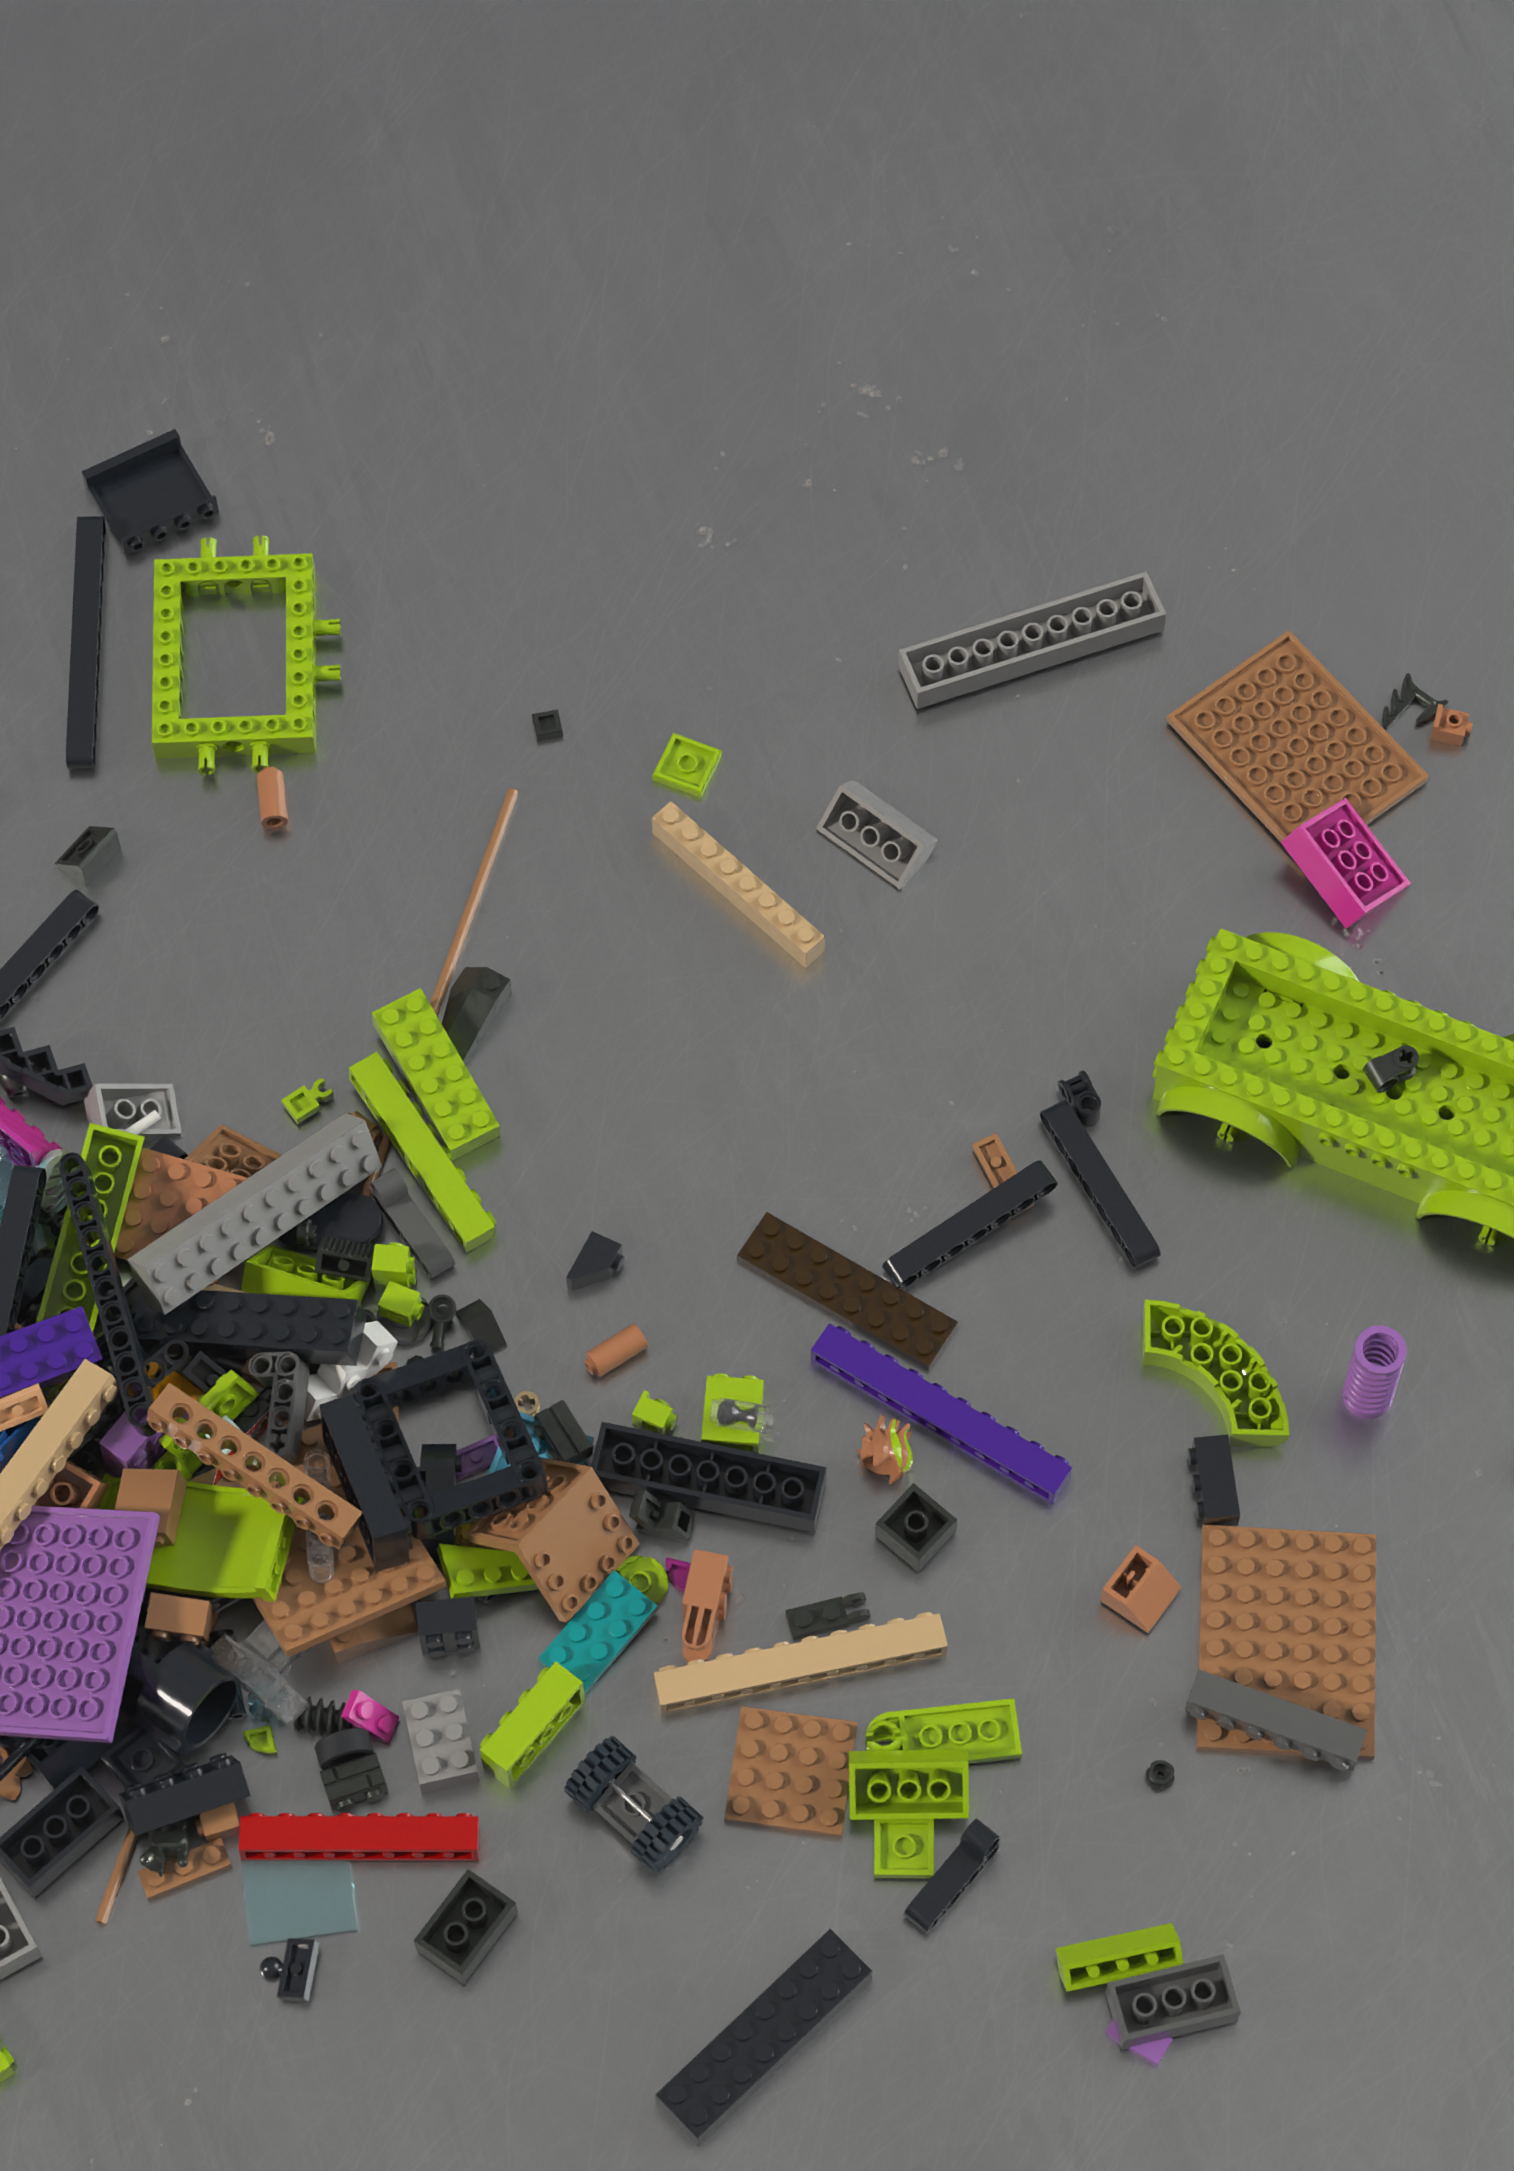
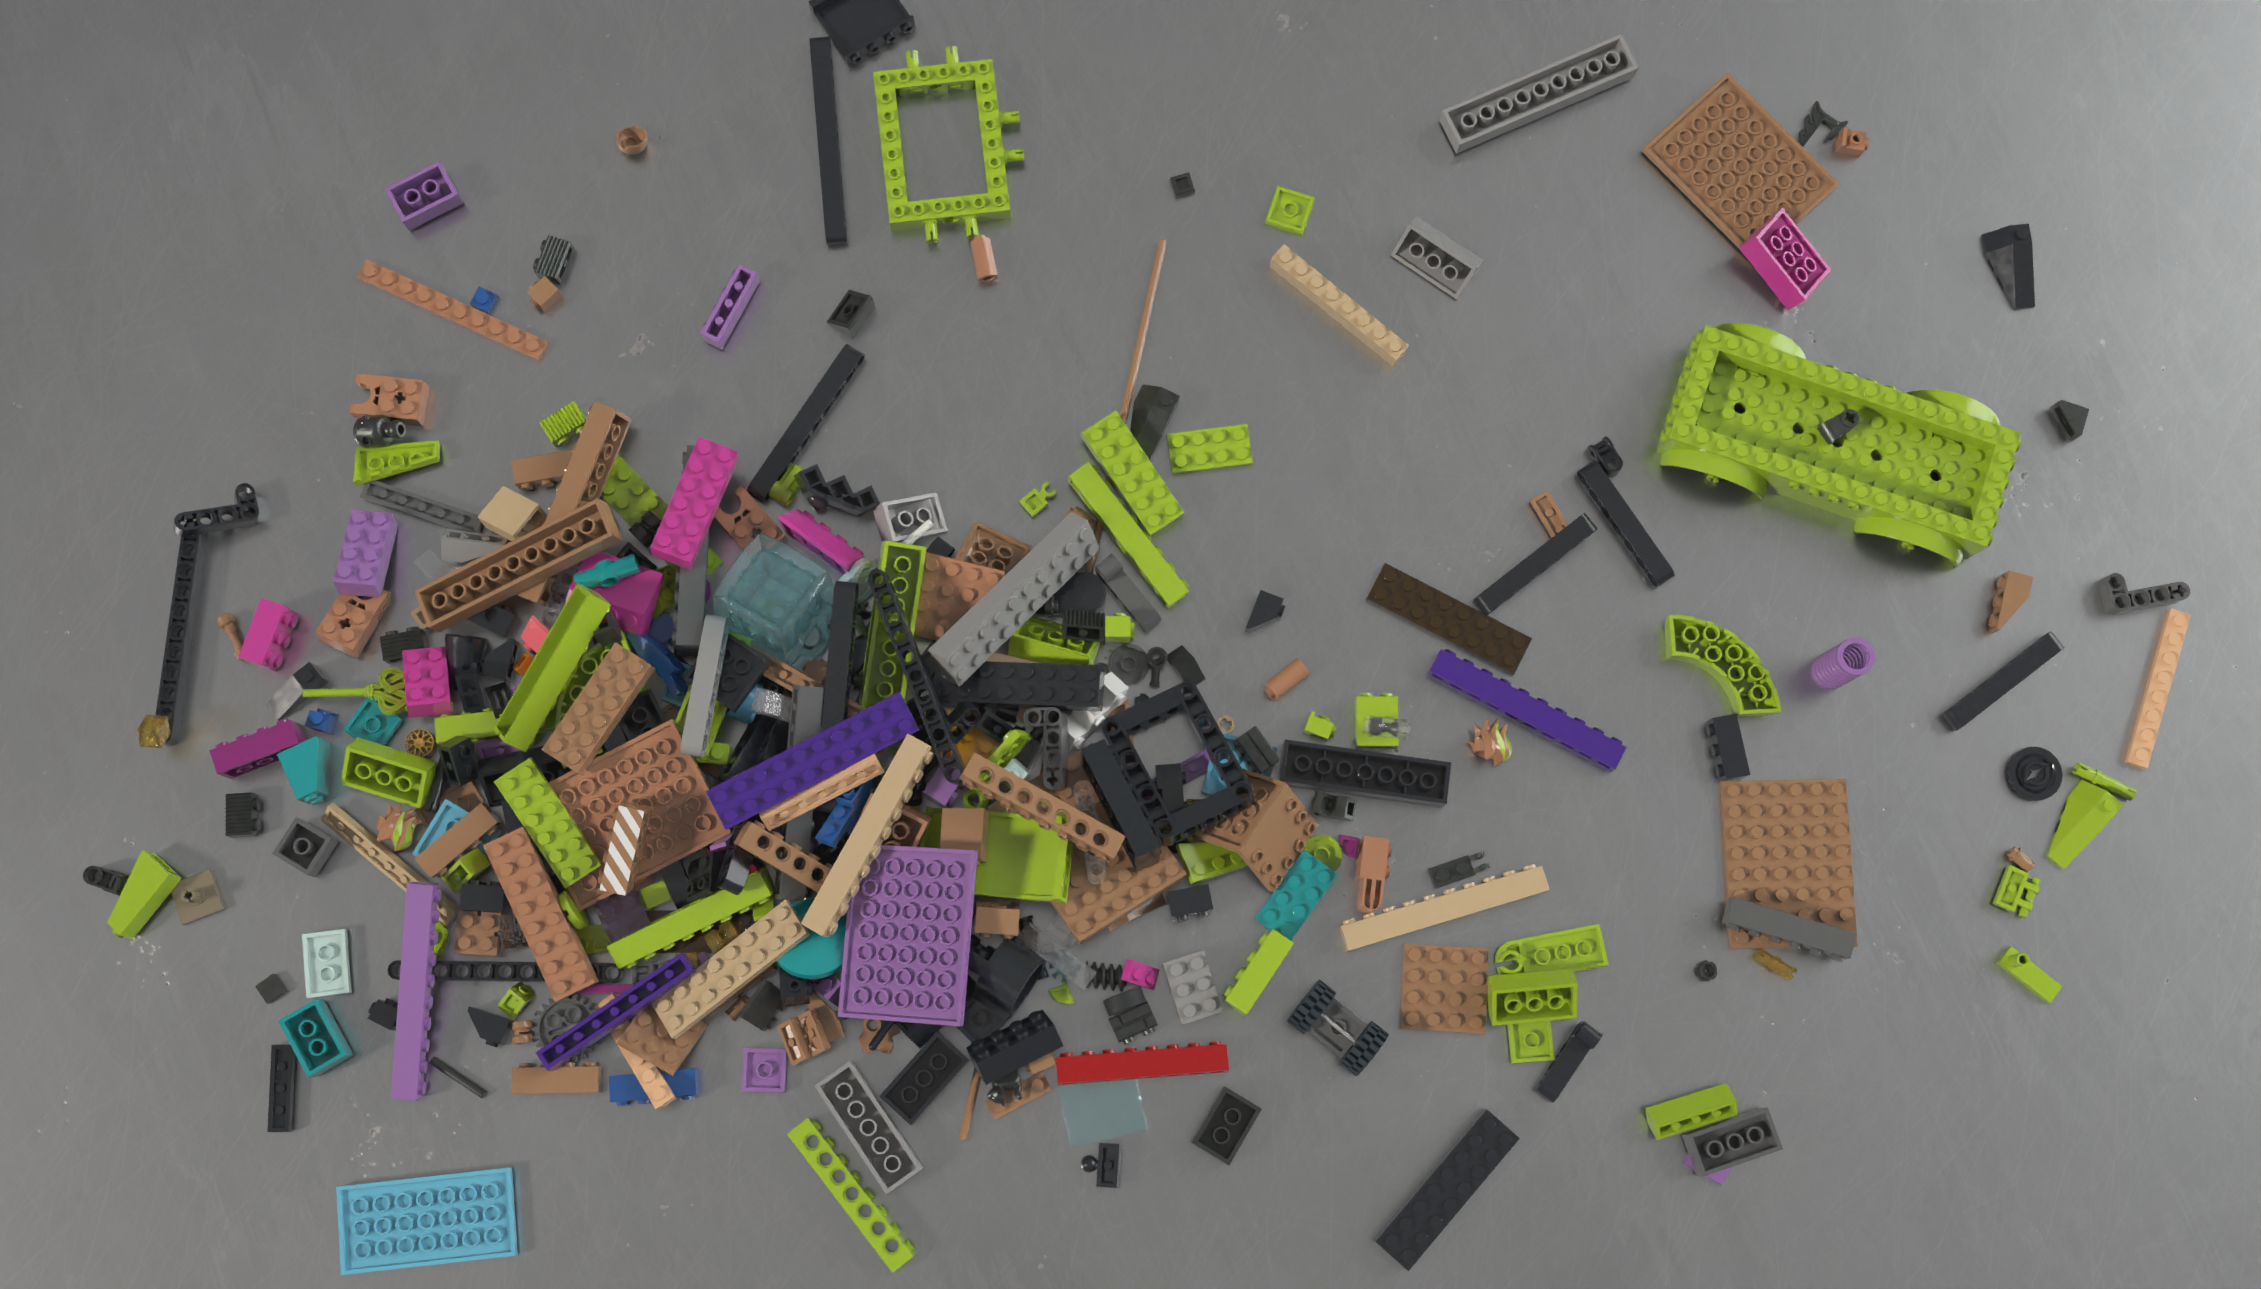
camera: 10 degrees left, 15 degrees up
(400, 1304) = (1127, 657): lime brick -> none
(545, 1054) = (1209, 449): none -> lime plate
(915, 1527) = (1518, 800): pearl dark grey brick -> none
(1140, 1589) = (1682, 834): nougat slope -> none
(1256, 1771) = (1774, 963): none -> clear yellow pin

